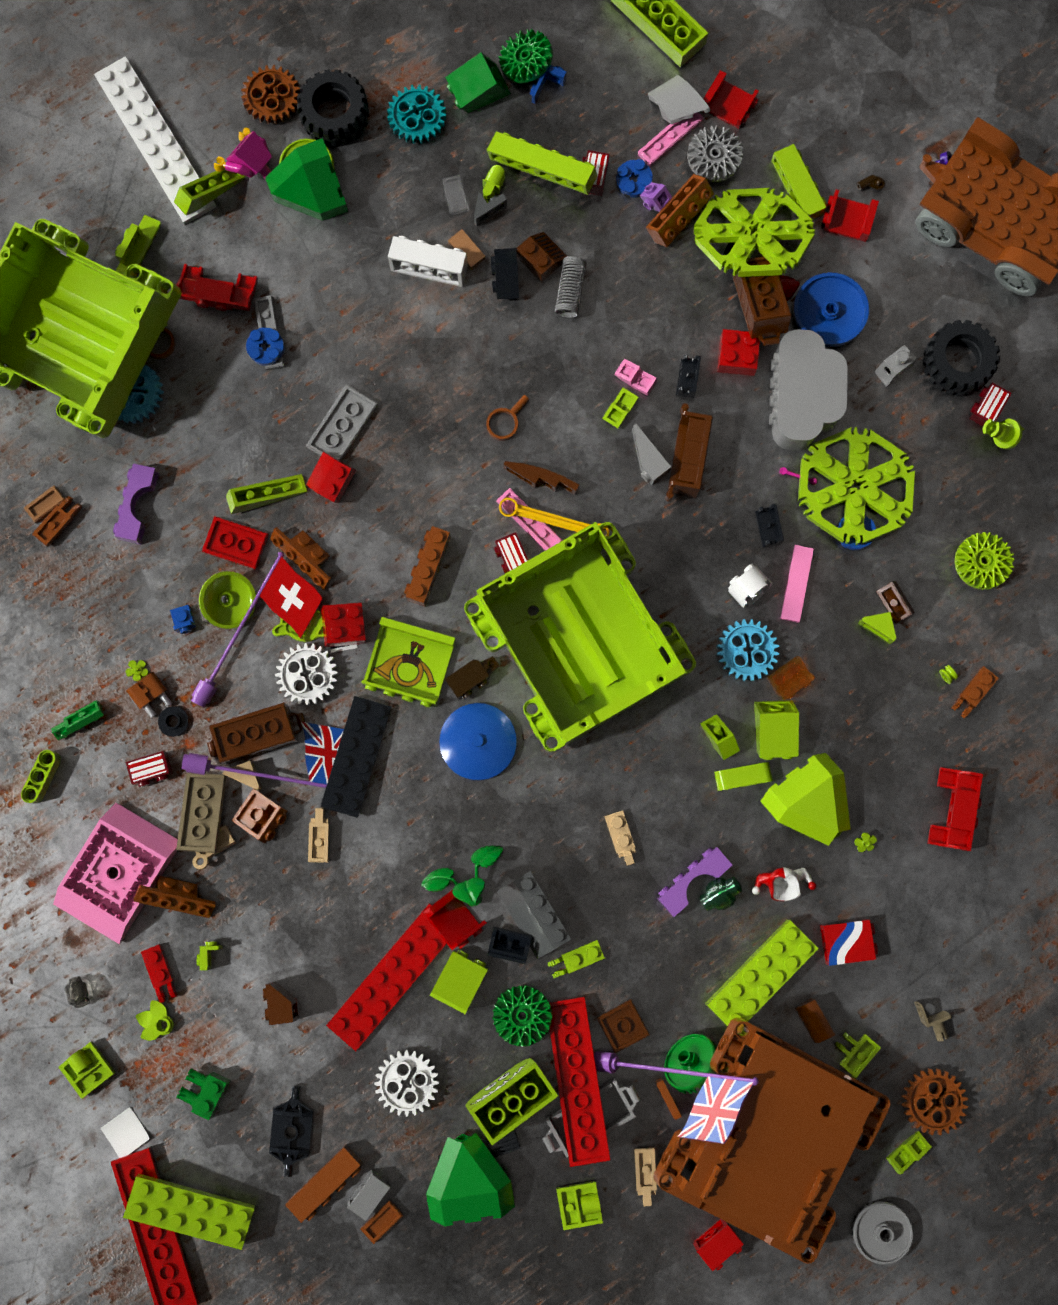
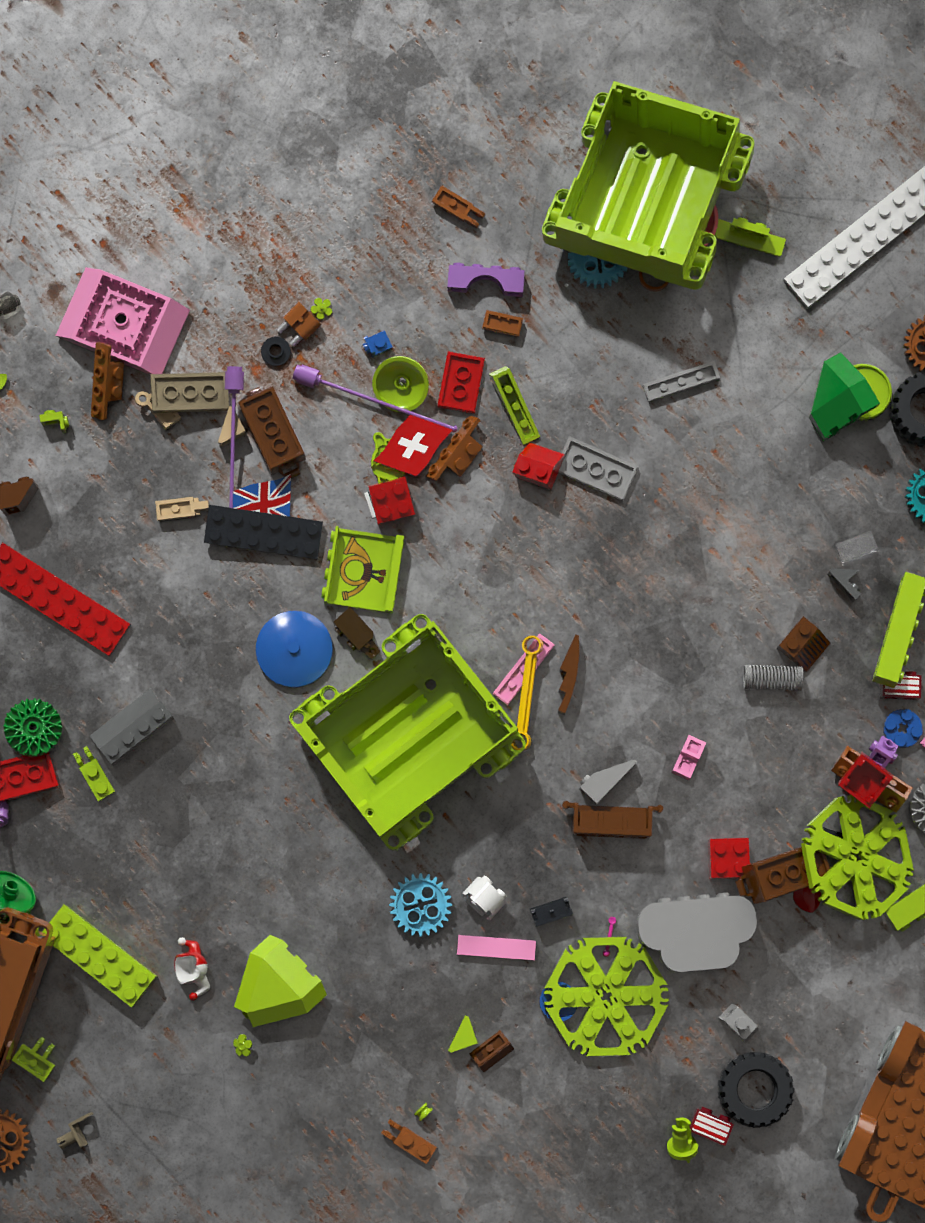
camera: 80 degrees right, 0 degrees up
(32, 782) = (198, 228): lime beam -> none
(44, 504) = (474, 192): medium nougat tile -> none
(78, 720) = (265, 261): green hinge -> none
(149, 768) = (226, 336): brick -> none
(159, 971) = (34, 377): red hinge -> none
(182, 494) = (502, 323): none -> dark orange plate
(205, 189) = (820, 297): lime slope -> none
(216, 293) = (711, 326): red bracket -> none
(248, 157) = (860, 332): dark pink torso -> none
(260, 816) = (193, 448): dark orange plate -> none
(272, 353) = (673, 386): blue plate -> none
(323, 668) = (331, 456): white gear -> none
(428, 261) = (776, 529): white brick -> none
(428, 566) = (462, 575): dark orange brick -> none
(453, 921) = (116, 649): red panel -> none
(459, 981) = (58, 662): lime slope -> none
(463, 242) = (799, 567): medium nougat tile -> none
(470, 890) = (144, 660): green plant -> none
(493, 182) = (873, 583): lime arm -> none
(505, 269) = (777, 609): black brick -> none
(509, 945) = (98, 706): black hinge -> none
(510, 551) = (485, 656): brick -> none
(515, 409) = (635, 638): dark orange piece -> none
(620, 408) = (654, 745): lime slope -> none
(621, 836) = (218, 802): tan hinge -> none
(623, 1026) = (35, 827): reddish brown tile -> none
(675, 898) = (165, 862): medium lavender arch -> none
(684, 209) = (865, 780): none -> red container
(688, 376) = (697, 810): black hinge -> none
(720, 737) = (329, 887): lime slope -> none
(720, 893) = (173, 905): clear green piece -> none
(743, 776) = (292, 915): lime beam -> none
(777, 729) = (344, 942): lime slope -> none
(790, 678) = (397, 951): clear orange bracket -> none
(814, 1021) = (62, 1014): reddish brown brick -> none
(832, 308) = (788, 948): blue dish -> none
(848, 942) = (141, 1039): panel -> none
(849, 217) = (894, 957): red panel -> none
(962, 809) = (286, 1139): red bracket -> none
(994, 553) = (529, 1132): lime wheel -> none

